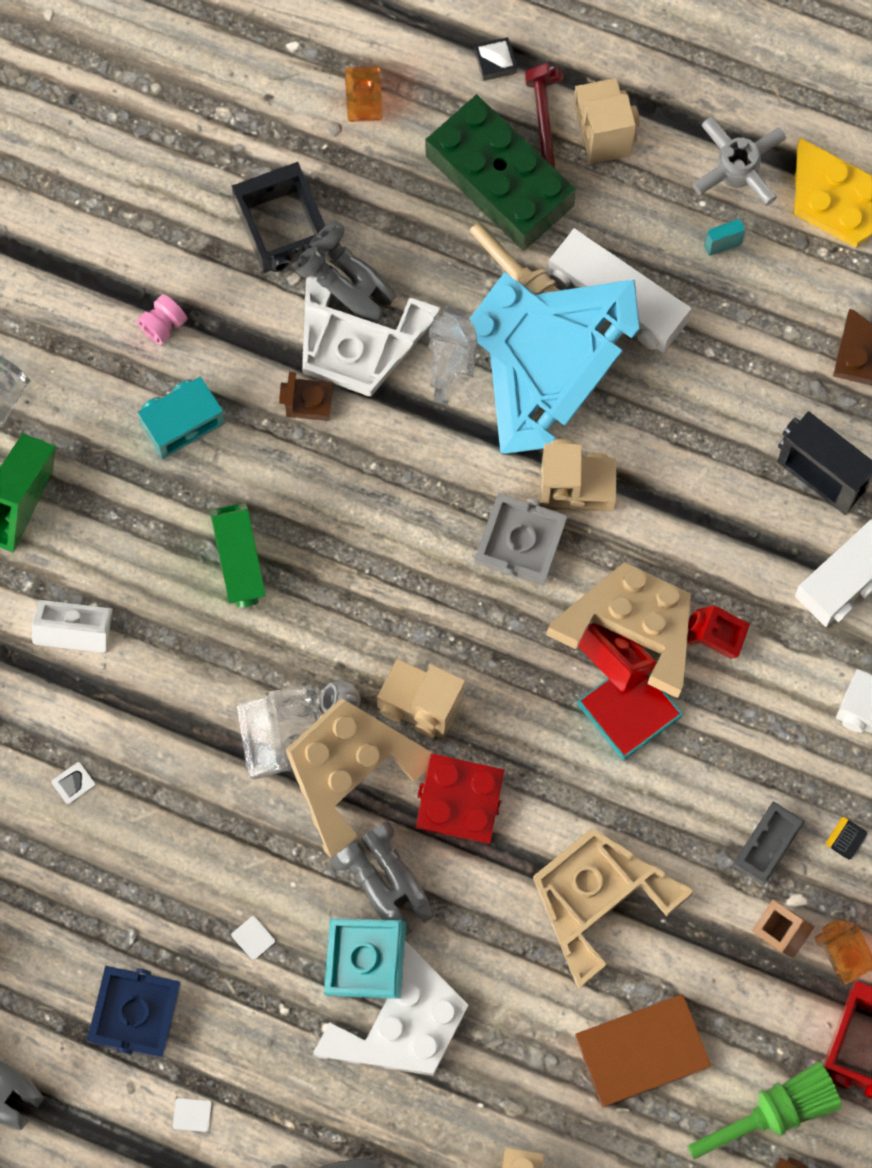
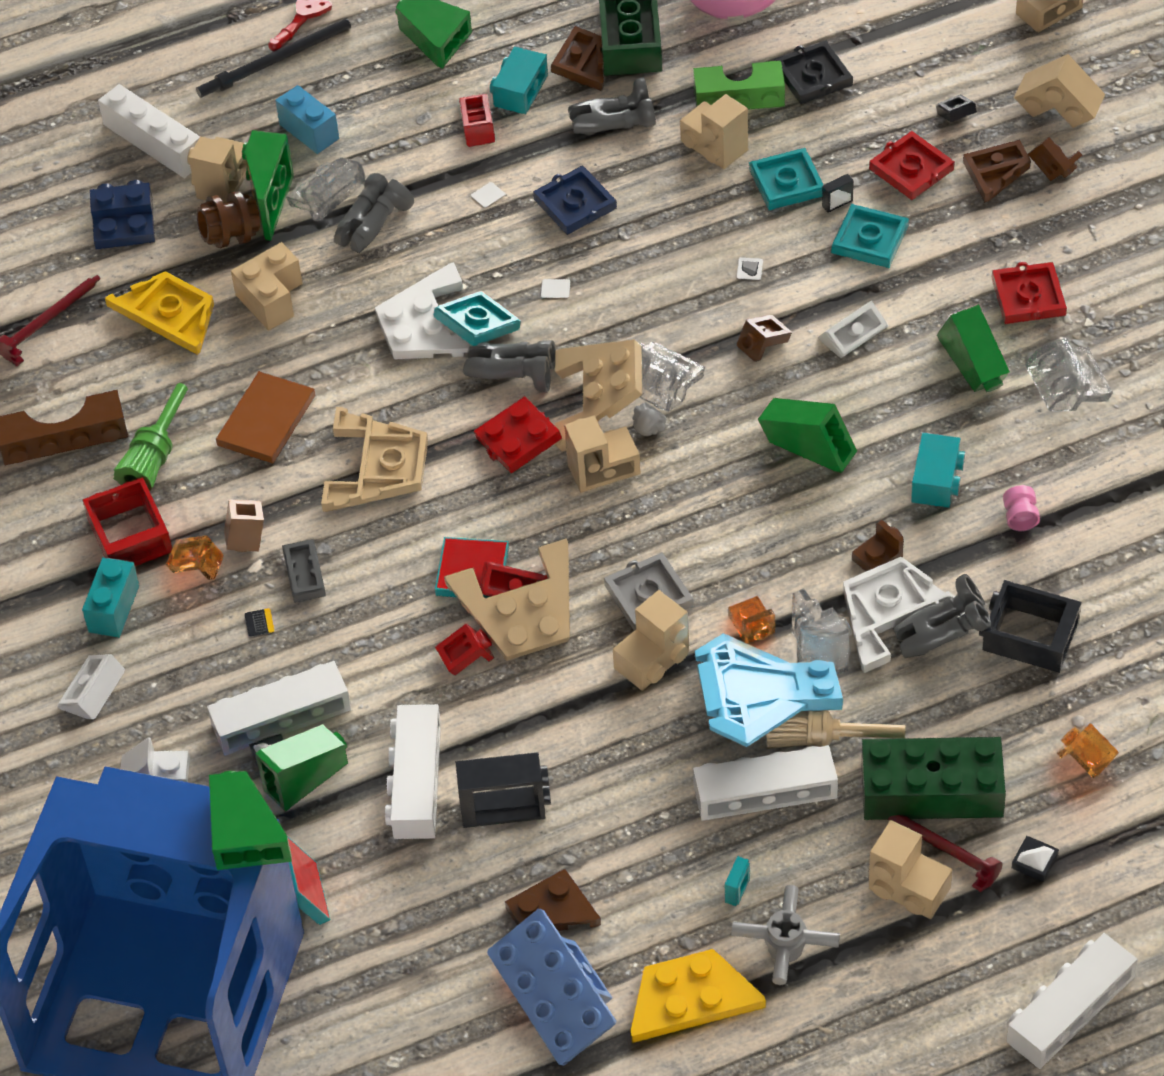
camera: 140 degrees right, 20 degrees down
(153, 688) = (762, 333): none -> reddish brown bracket
(469, 436) = (752, 619): none -> clear orange bracket

